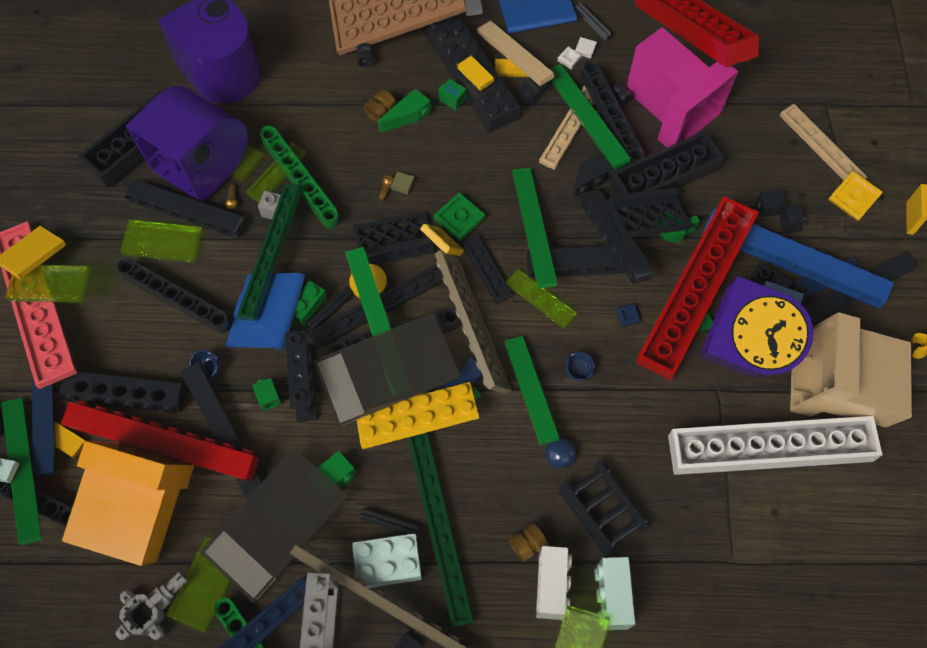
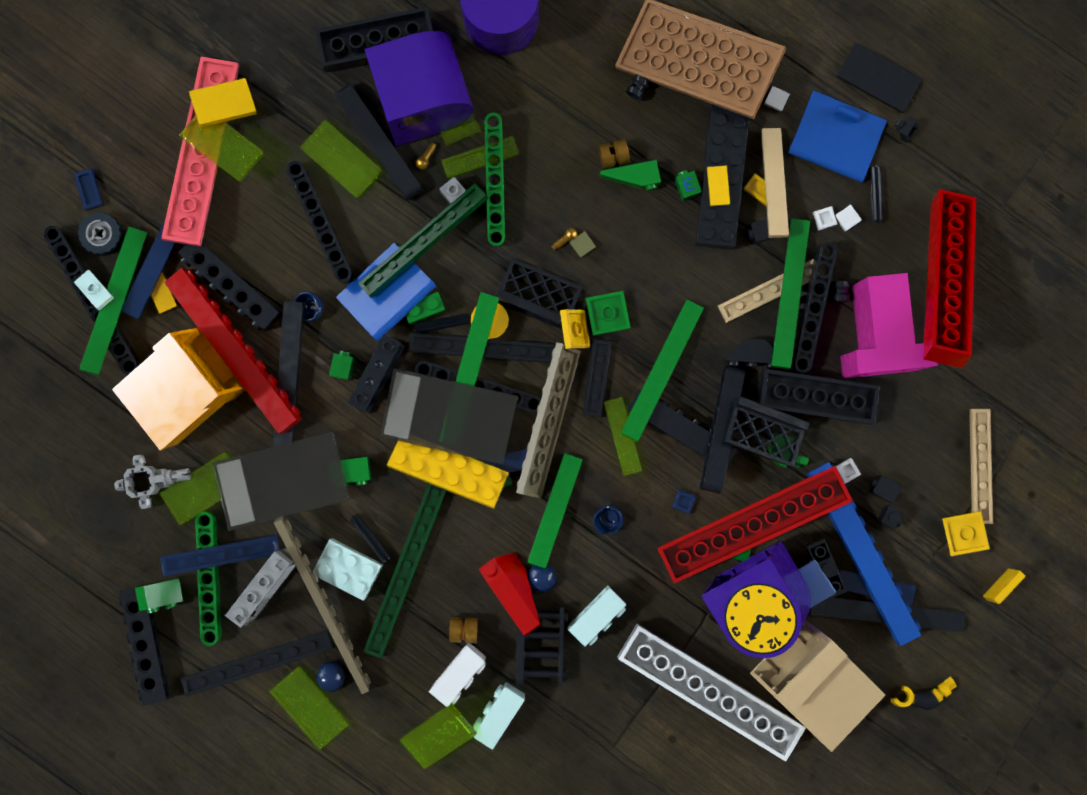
camera: 30 degrees right, 20 degrees up
(543, 475) = (510, 584): none -> red wedge
(632, 447) = (597, 616): none -> light aqua brick

